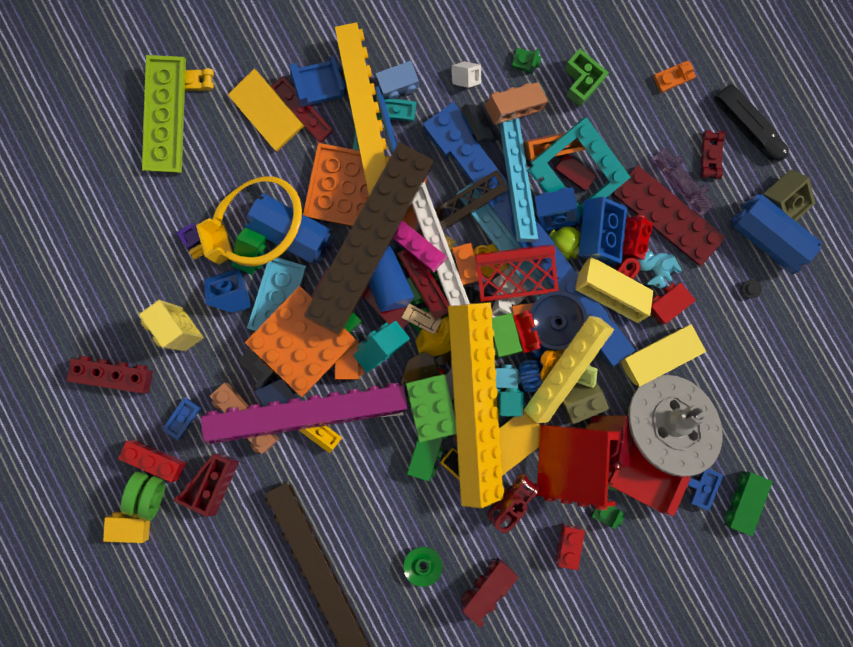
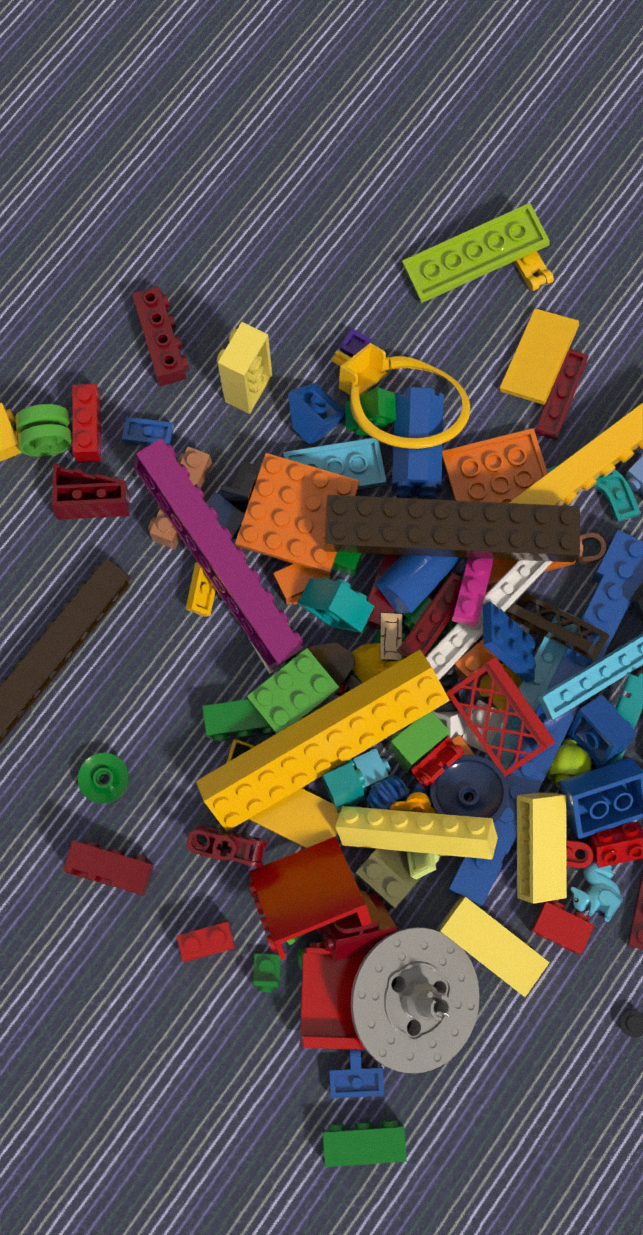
camera: 65 degrees right, 10 degrees down
(317, 82) = (601, 394): blue panel -> none
(385, 119) = (604, 484): blue piece -> none
(430, 154) = (589, 559): none -> nougat piece
(466, 240) = (508, 642): none -> blue plate

